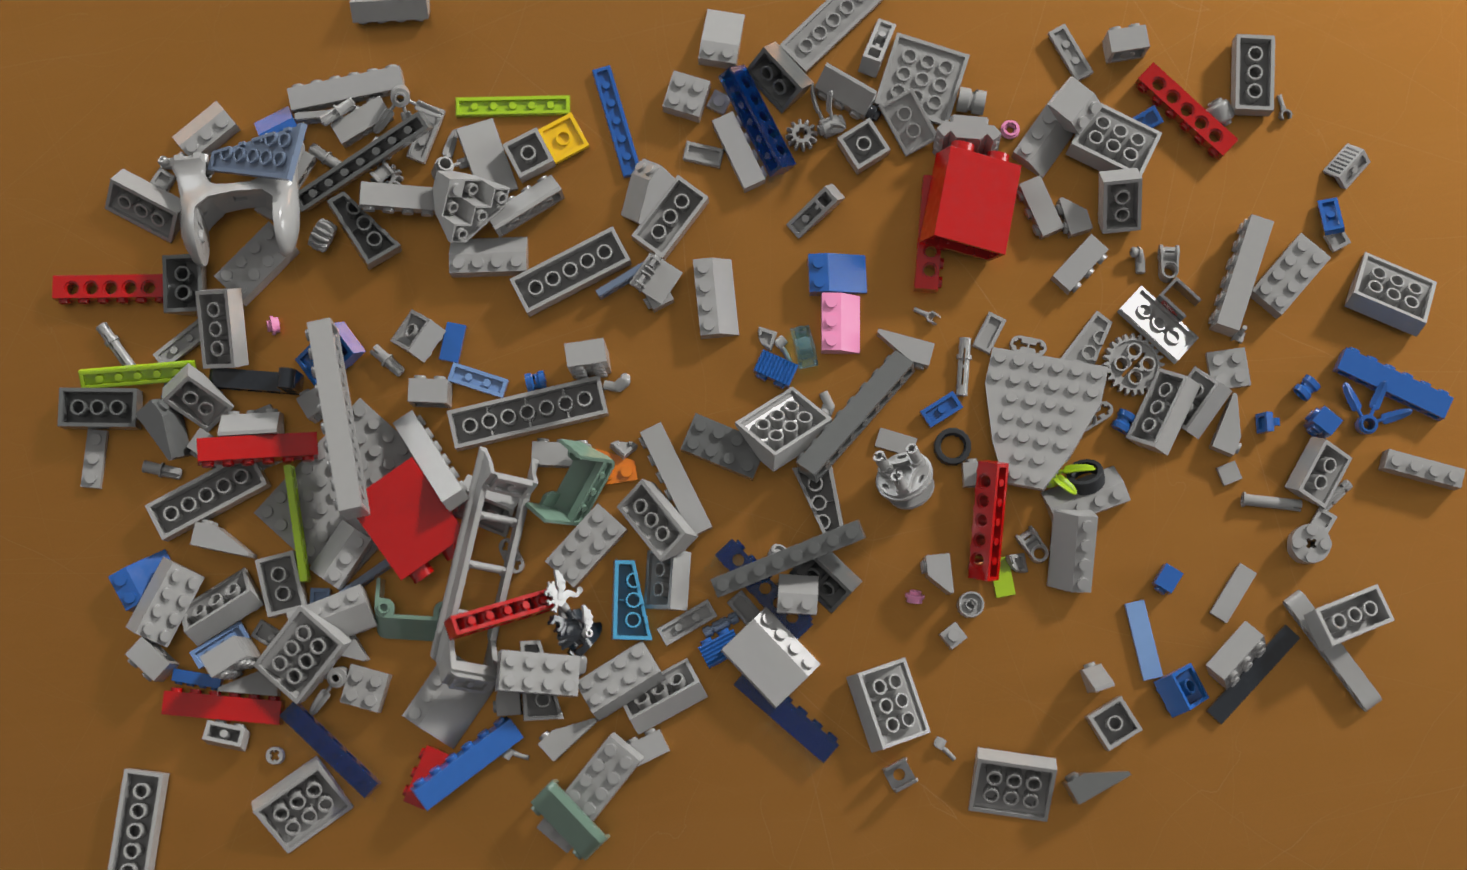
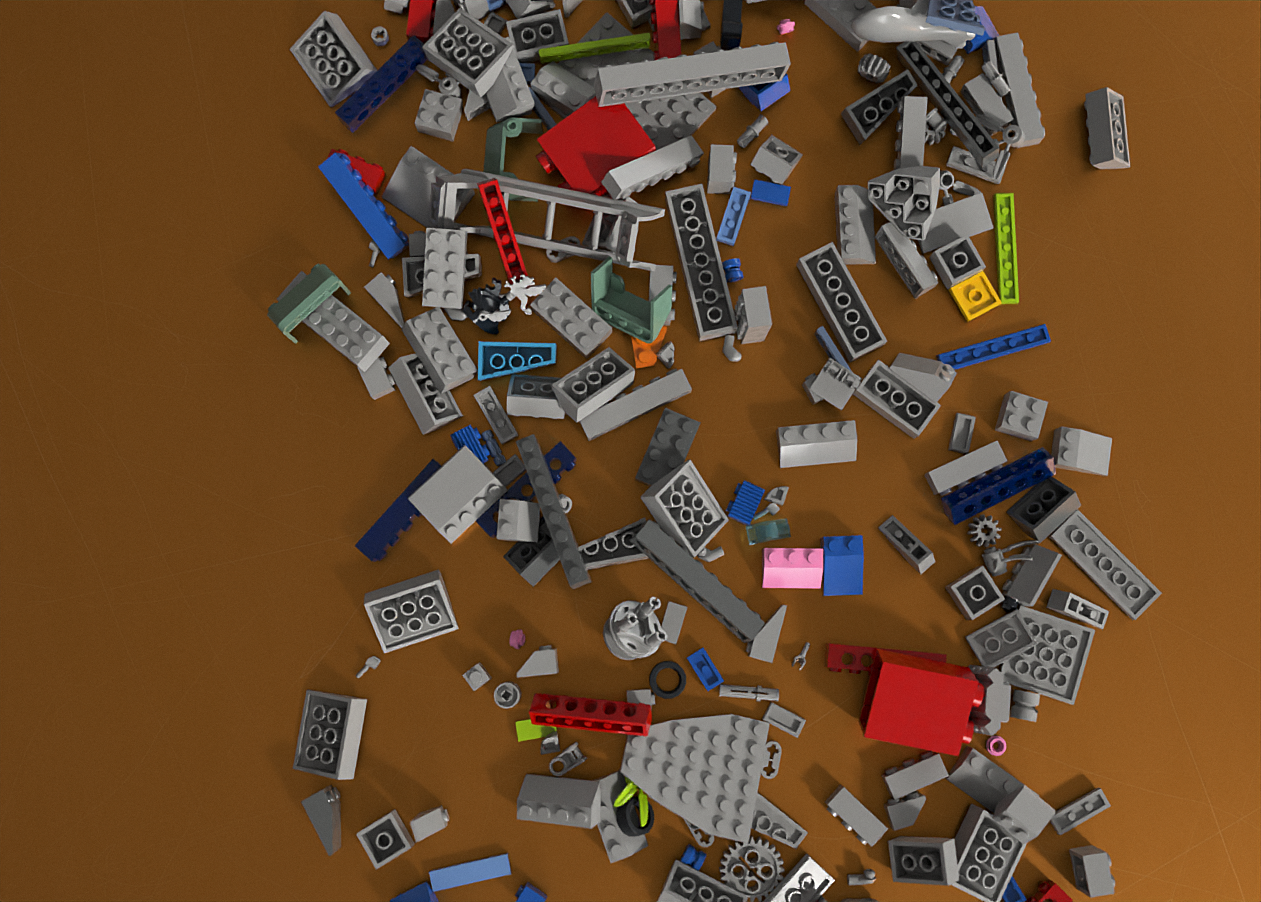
camera: 85 degrees right, 0 degrees up
(718, 102) = (1015, 448): light grey plate -> none
(898, 785) = (332, 622): flat silver piece -> none

